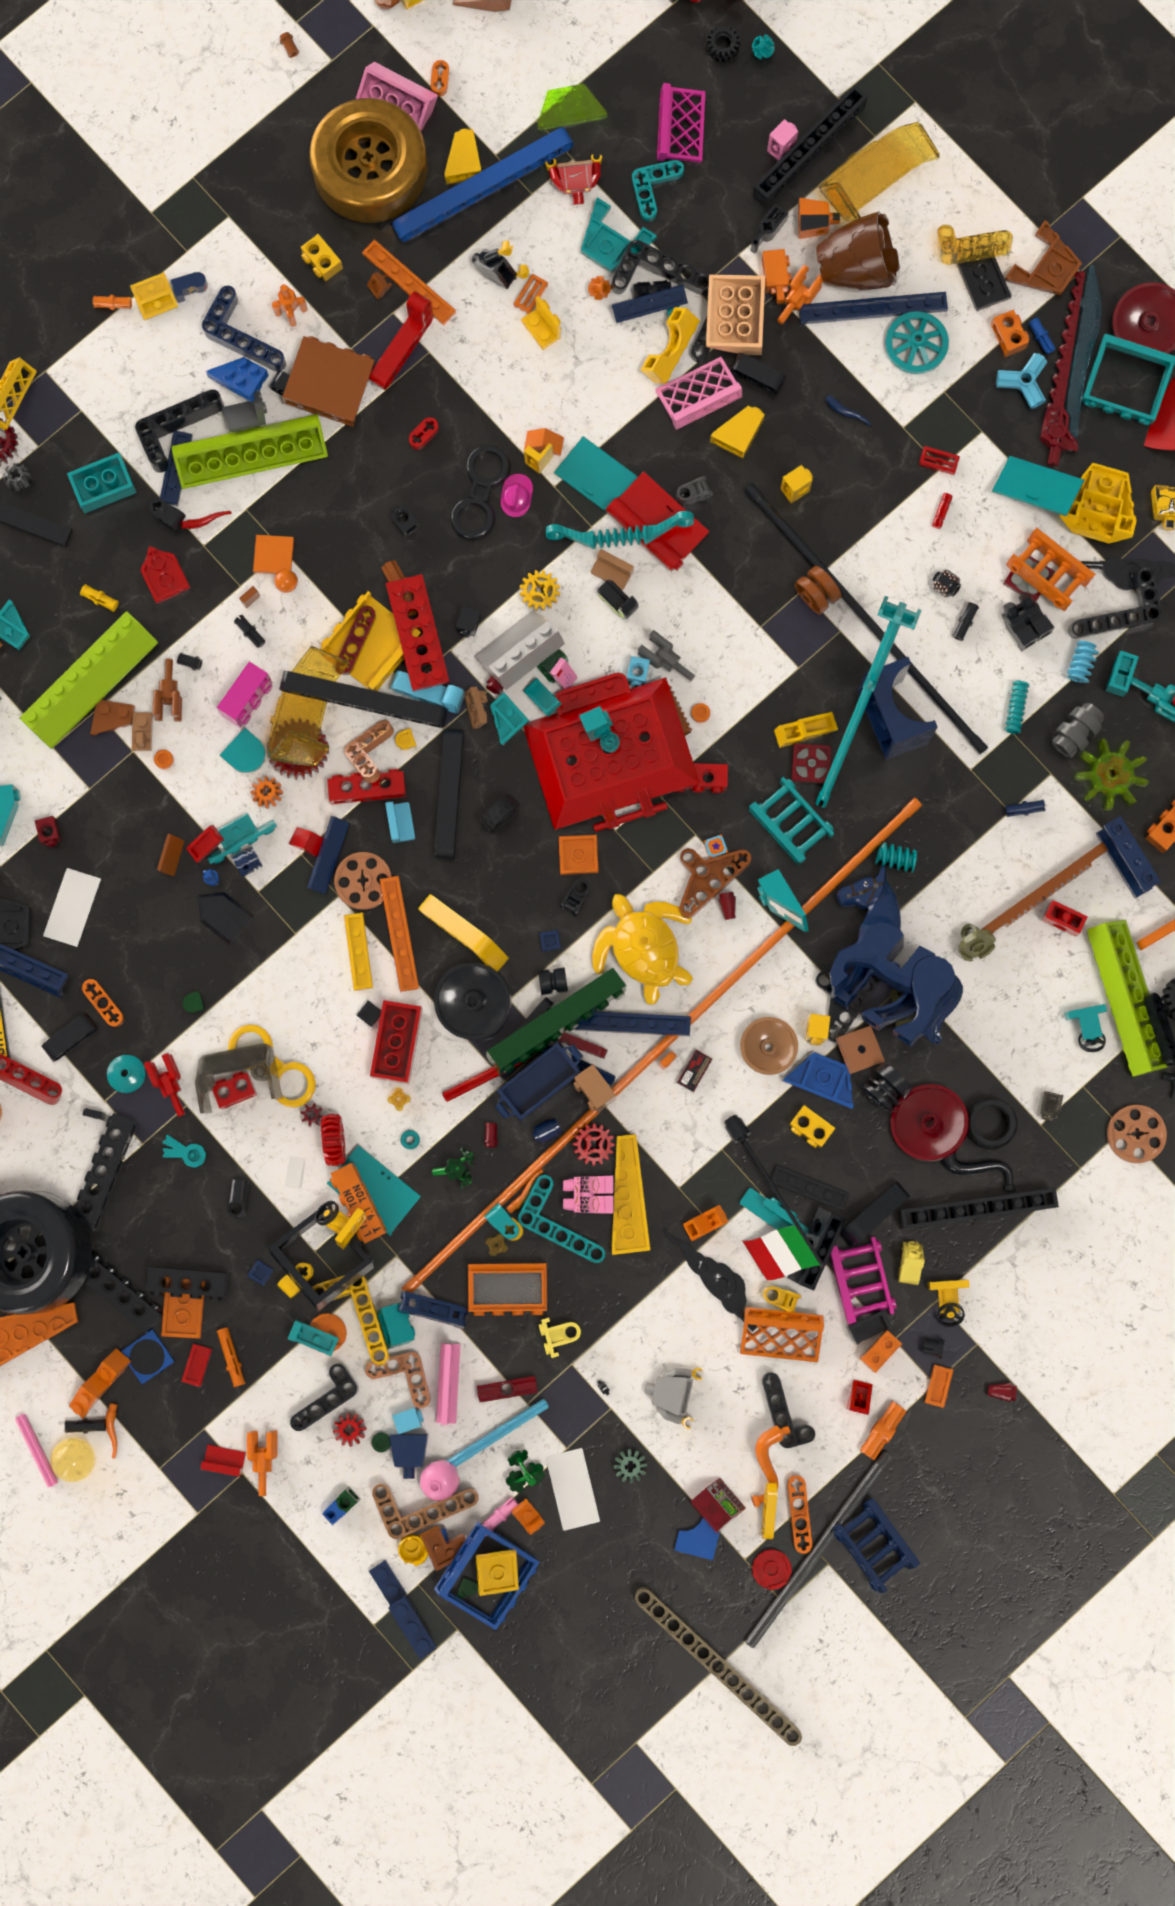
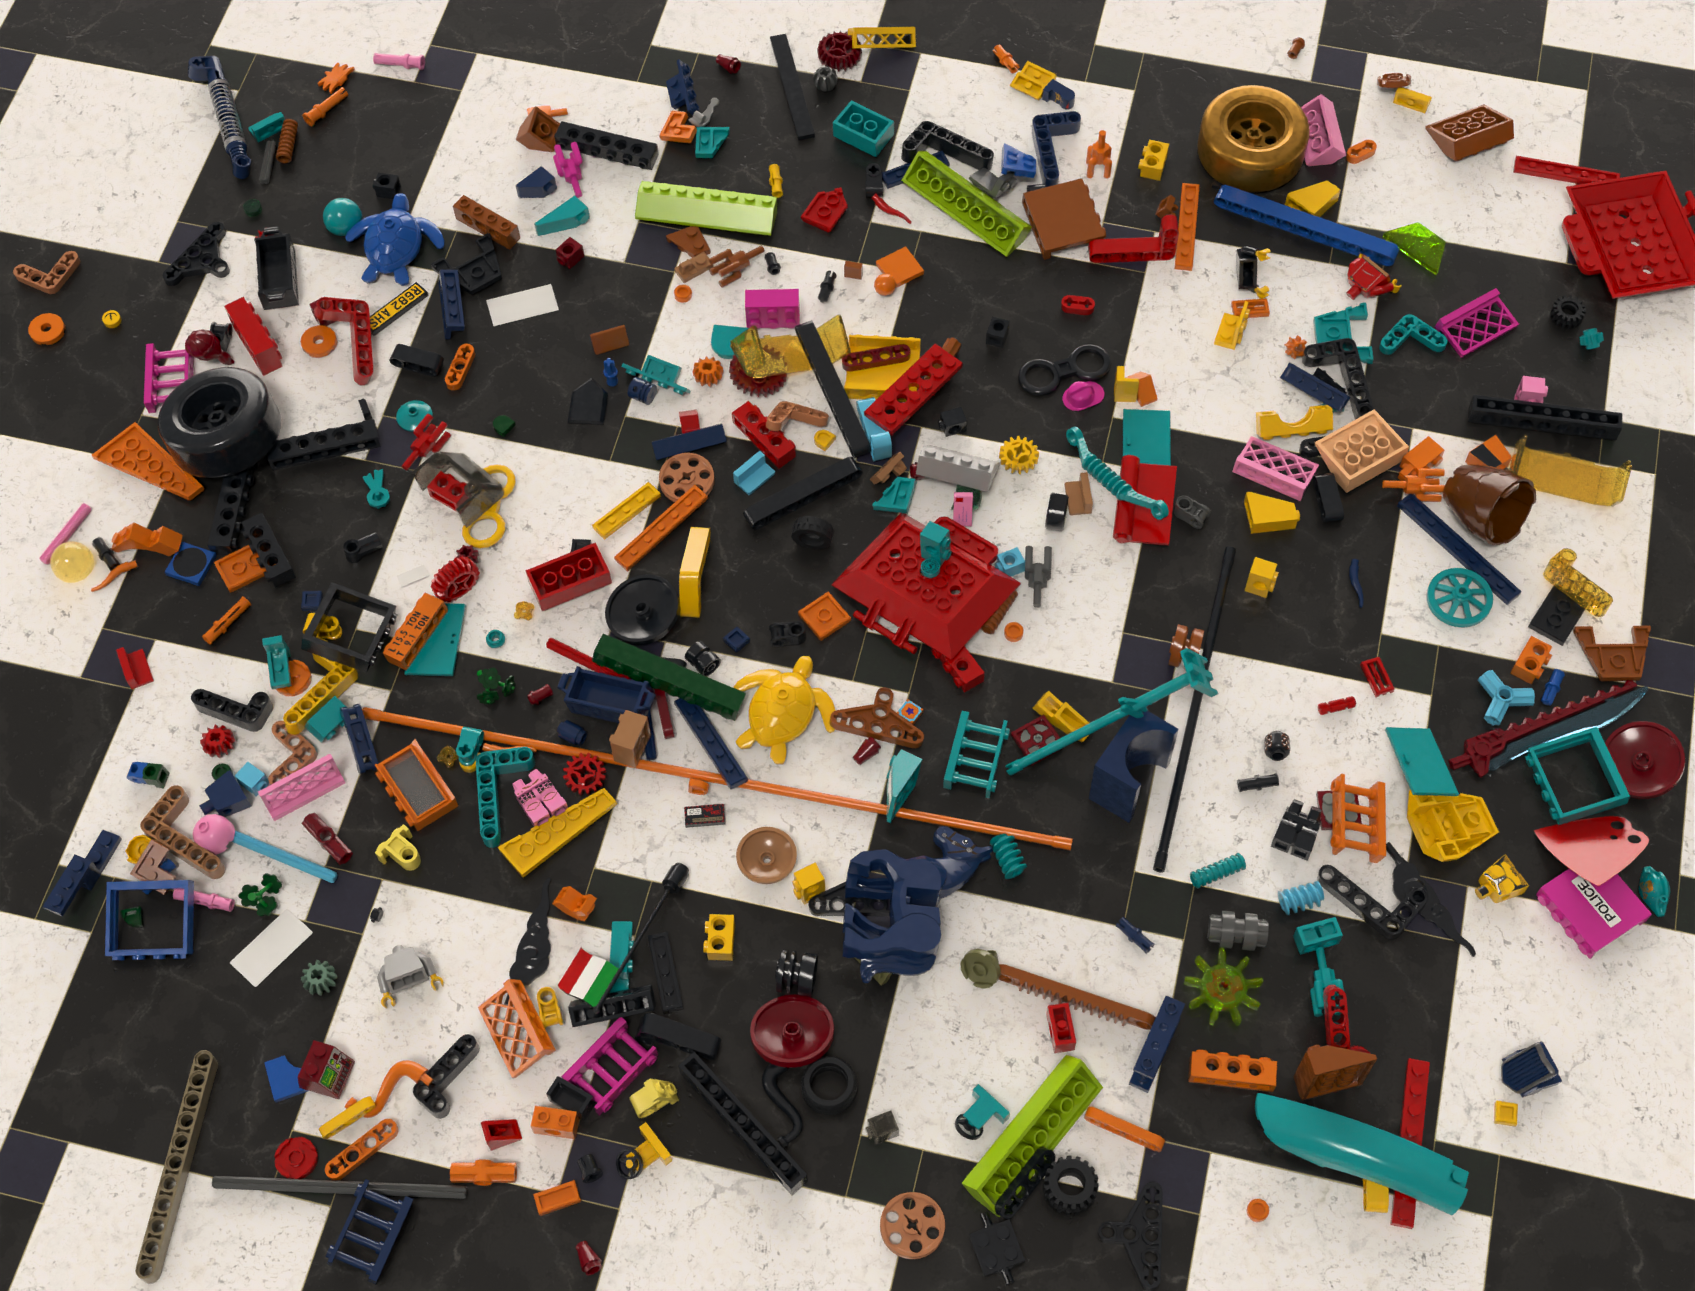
camera: 55 degrees right, 20 degrees down
(196, 1365) = (205, 602): red tile -> none
(205, 843) = (635, 354): red tile -> none
(262, 1456) = (154, 690): orange plant -> none
(339, 1222) = (386, 625): yellow piece -> none
(497, 1572) = (155, 920): yellow tile -> none
(528, 1516) = (224, 922): orange bracket -> none
(542, 697) = (933, 508): teal tile -> none
(774, 222) = (1453, 432): black piece -> none
(823, 1078) = (770, 921): blue wing -> none
(860, 1050) = (817, 933): nougat tile -> none

